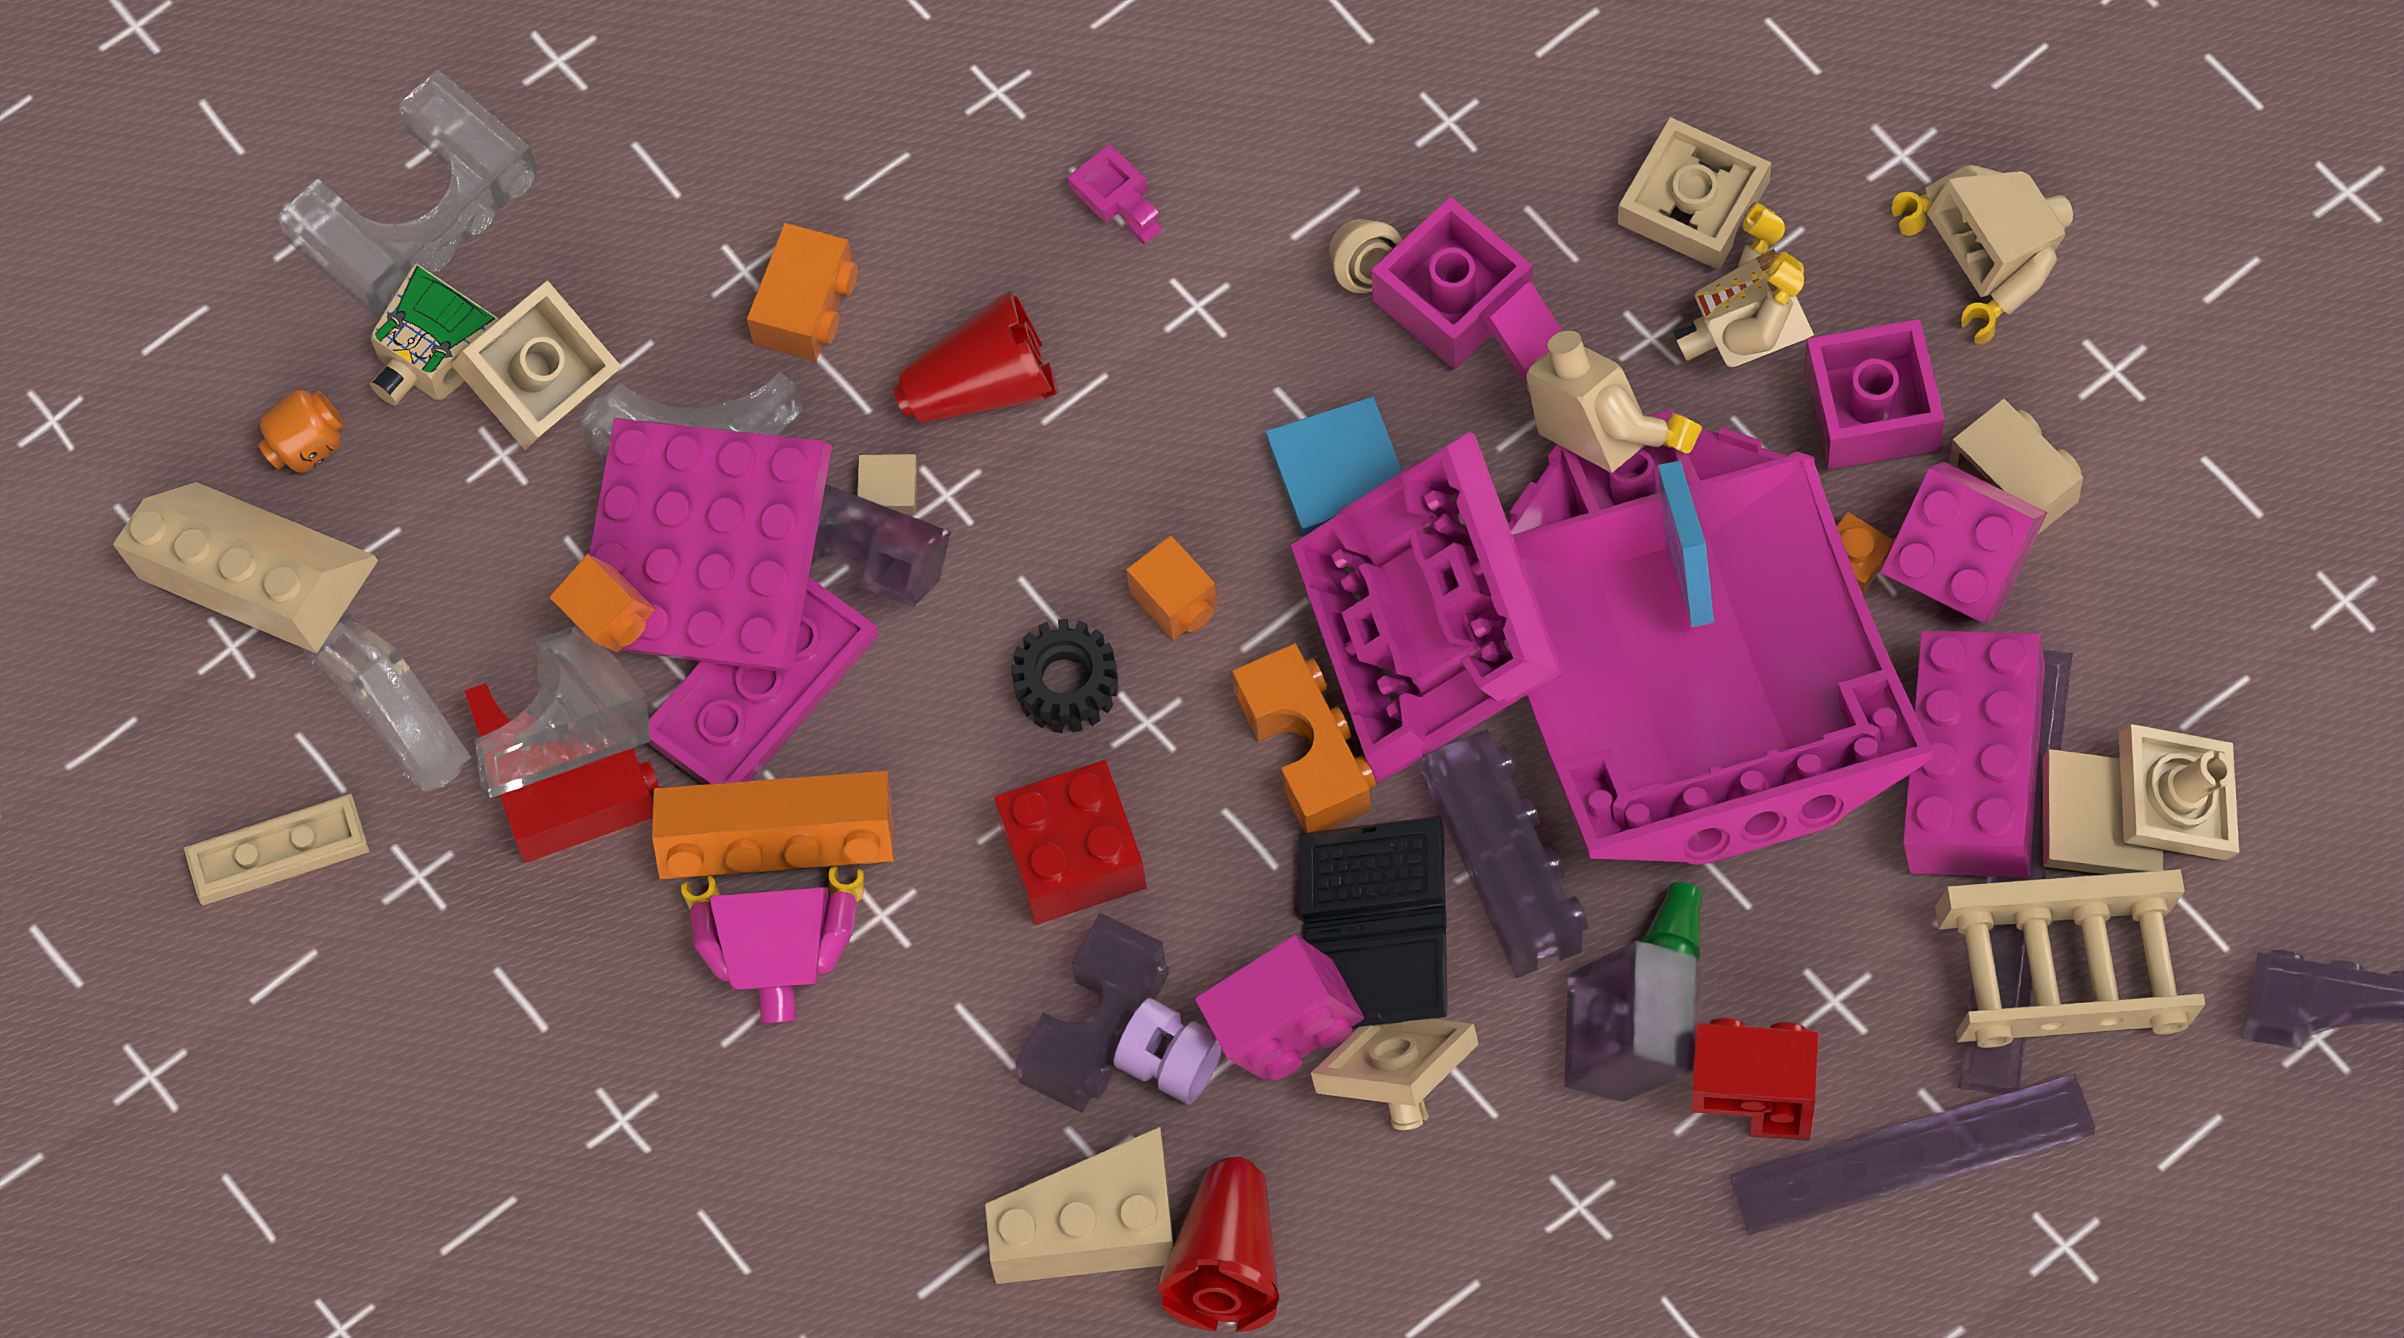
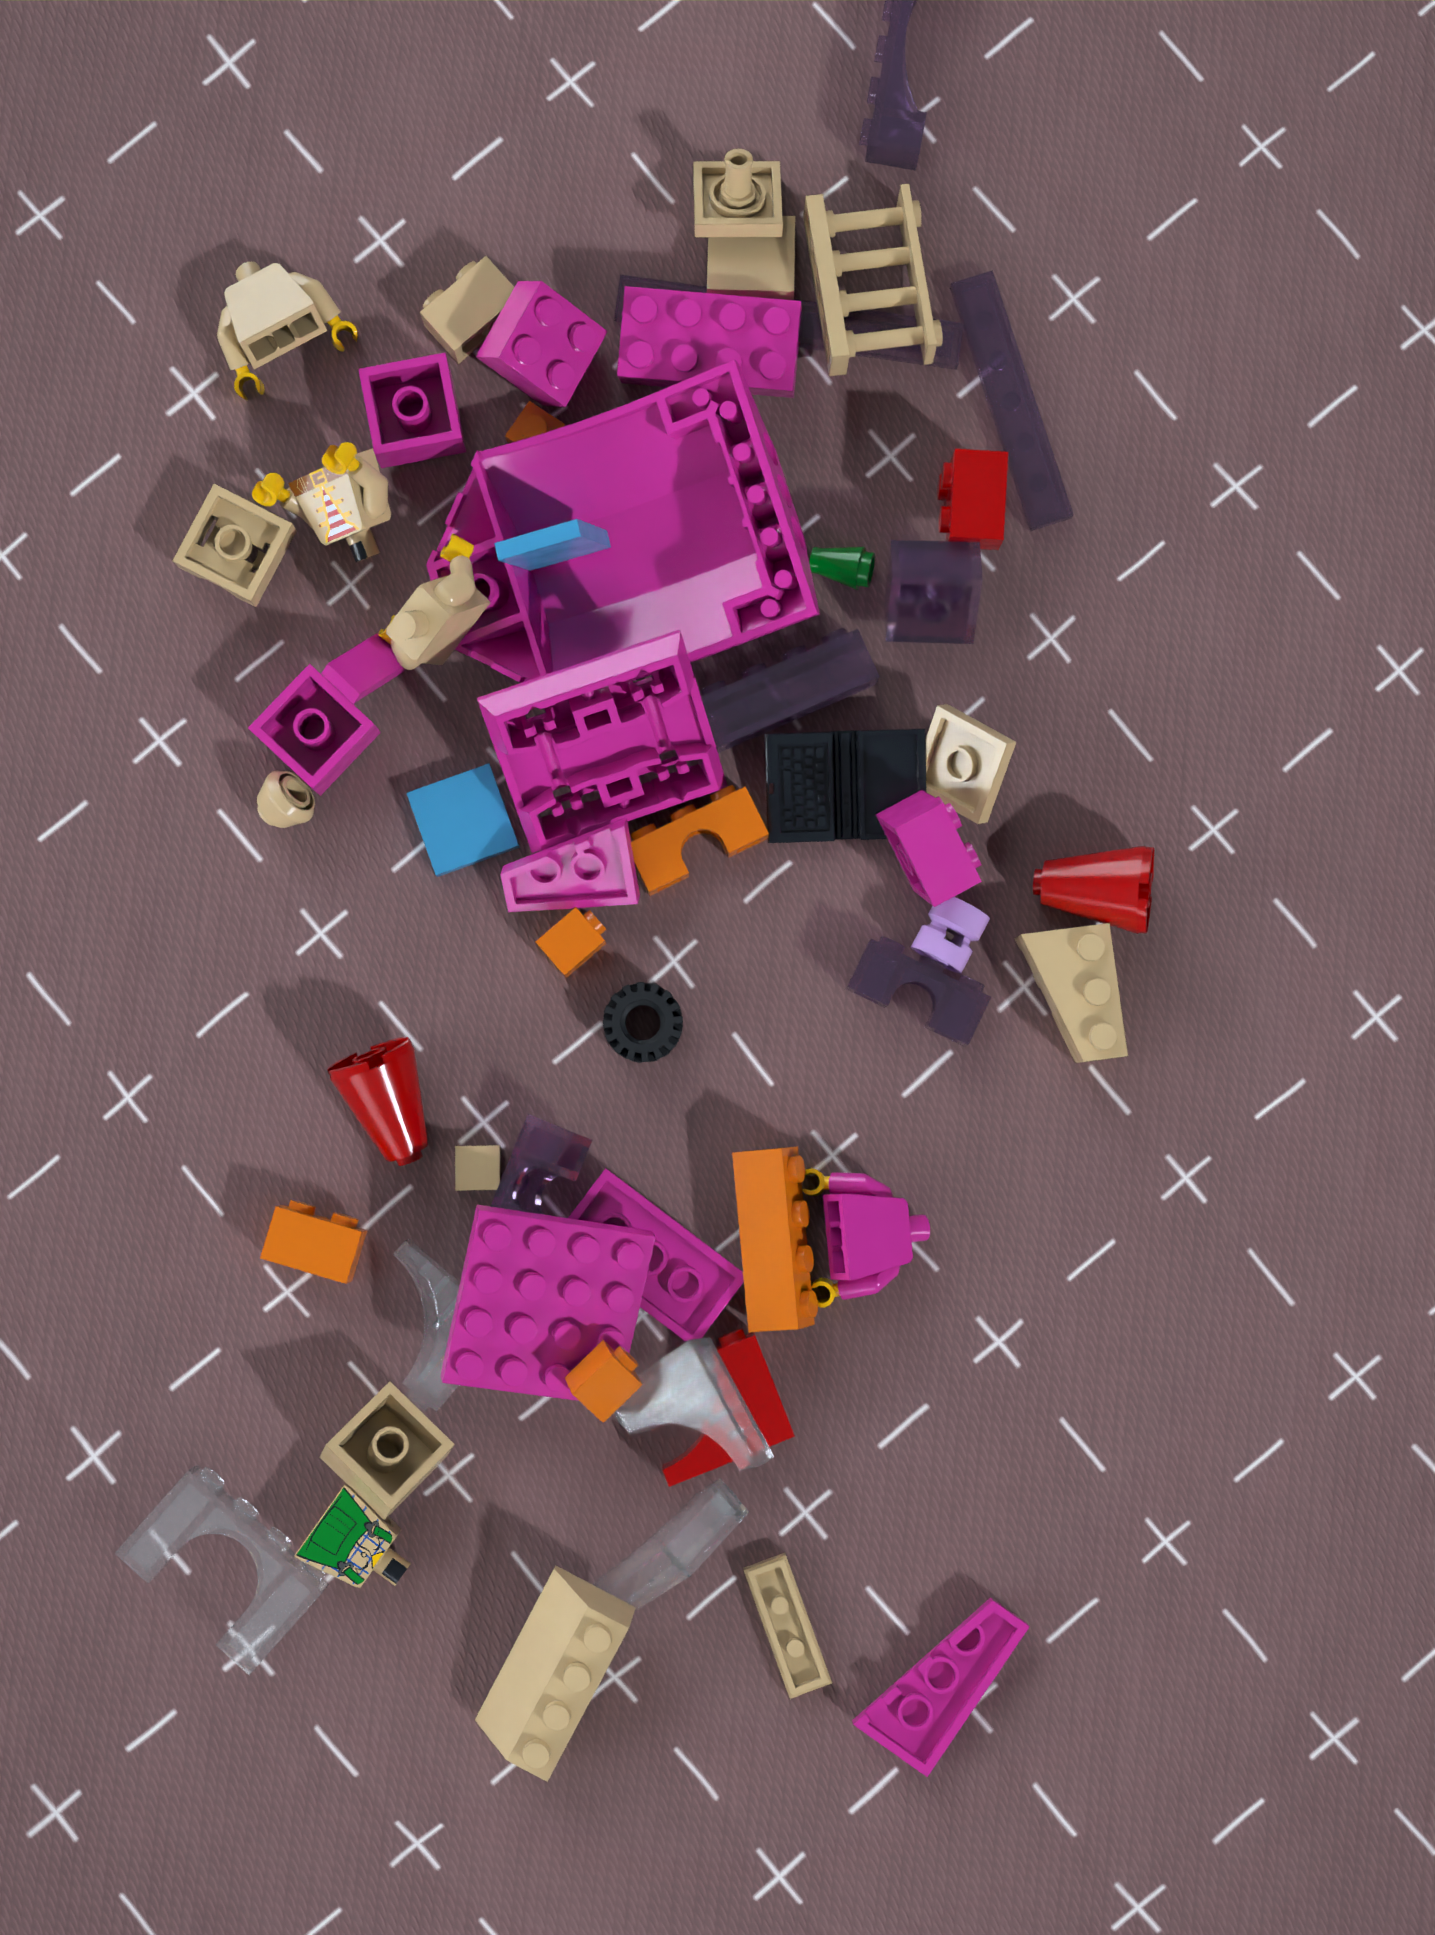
camera: 105 degrees left, 20 degrees up
(173, 1030) = (937, 1695): none -> dark pink wing
(300, 431) = (436, 1638): orange head -> none
(1070, 842) = (783, 1011): red brick -> none
(1115, 187) = (222, 1001): dark pink plate -> none
(1258, 587) = (576, 873): none -> dark pink wing

